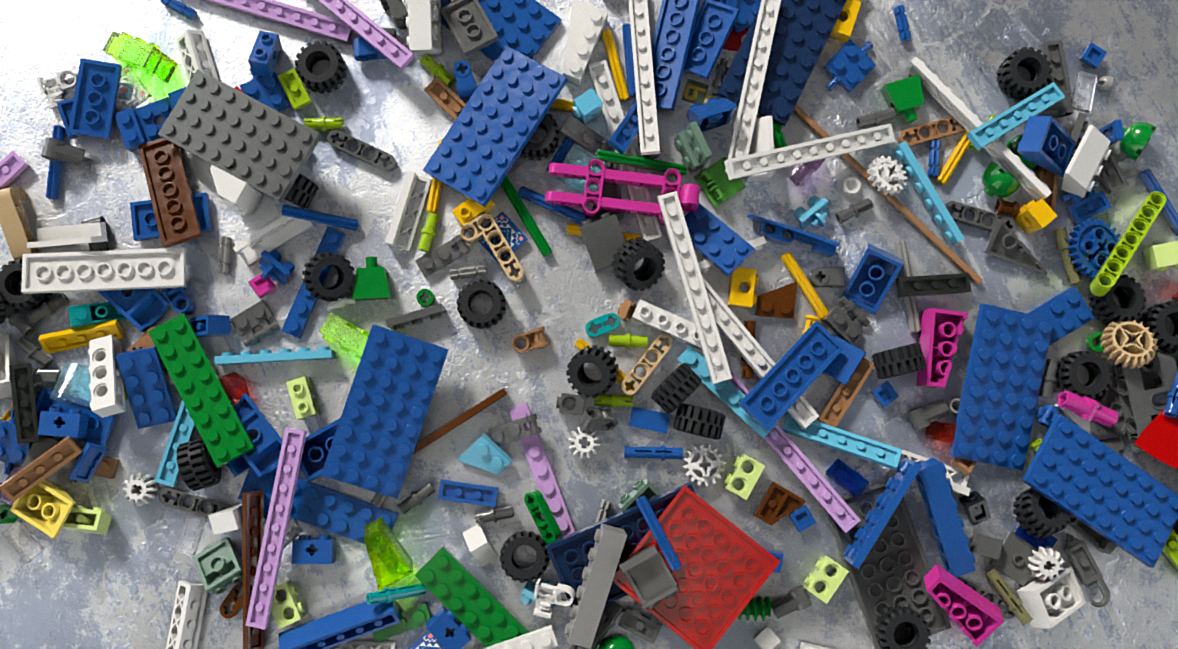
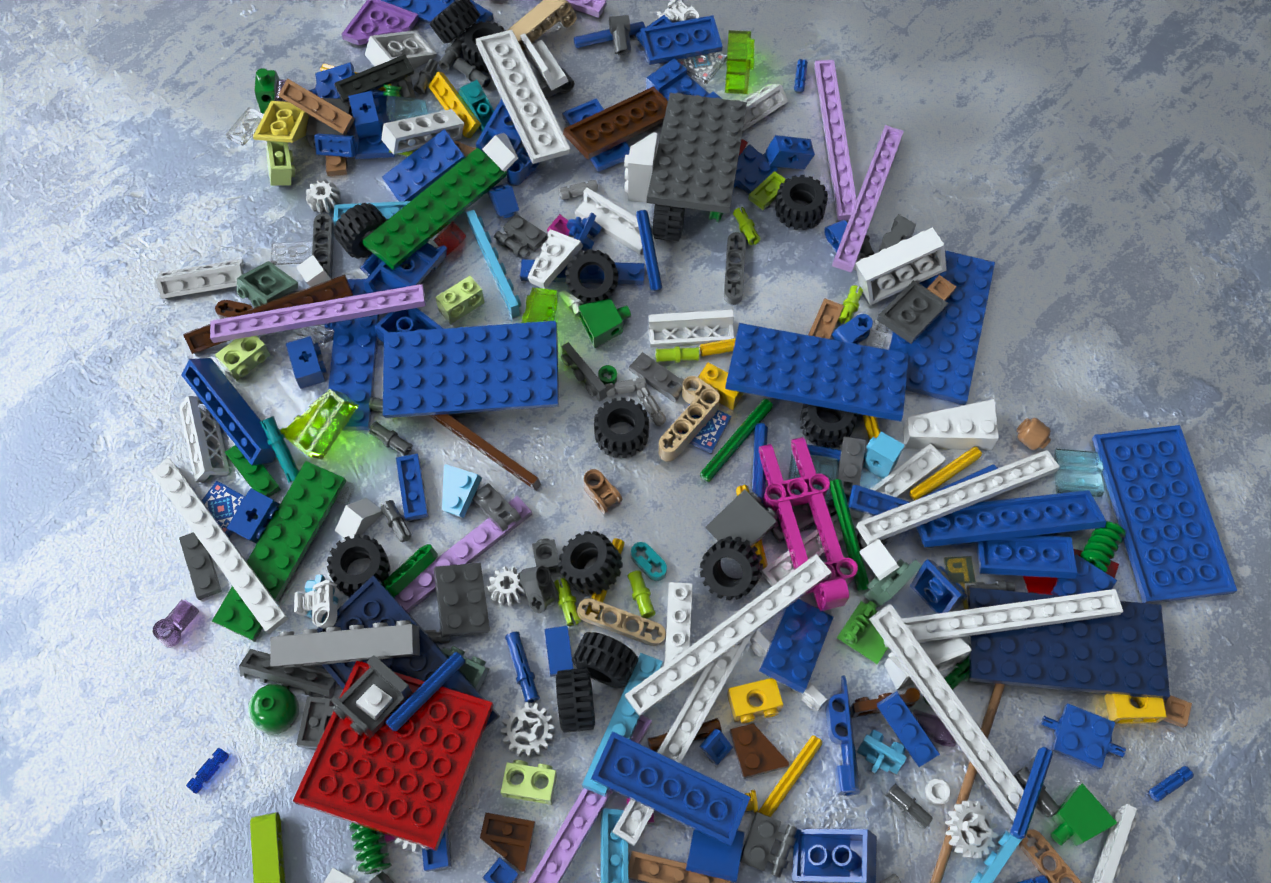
camera: 75 degrees right, 20 degrees down
(45, 390) = (392, 91): none -> green bush
(162, 311) = (501, 151): none -> white slope
(294, 301) = (554, 257): none -> white wing
(441, 286) = (625, 386): none -> light grey axle
(582, 482) = (461, 599): none -> dark grey plate
(626, 310) = (674, 575): medium nougat plate -> none
(654, 575) = (374, 702): none -> white plate
(675, 149) = (879, 559): none -> white slope
(765, 330) = (716, 746): none -> blue plate
(777, 194) = (865, 707): none -> reddish brown plate
(804, 187) = (908, 729): none -> blue plate
(830, 277) = (813, 805): dark grey piece -> none
(881, 123) = (1031, 793): none -> blue axle

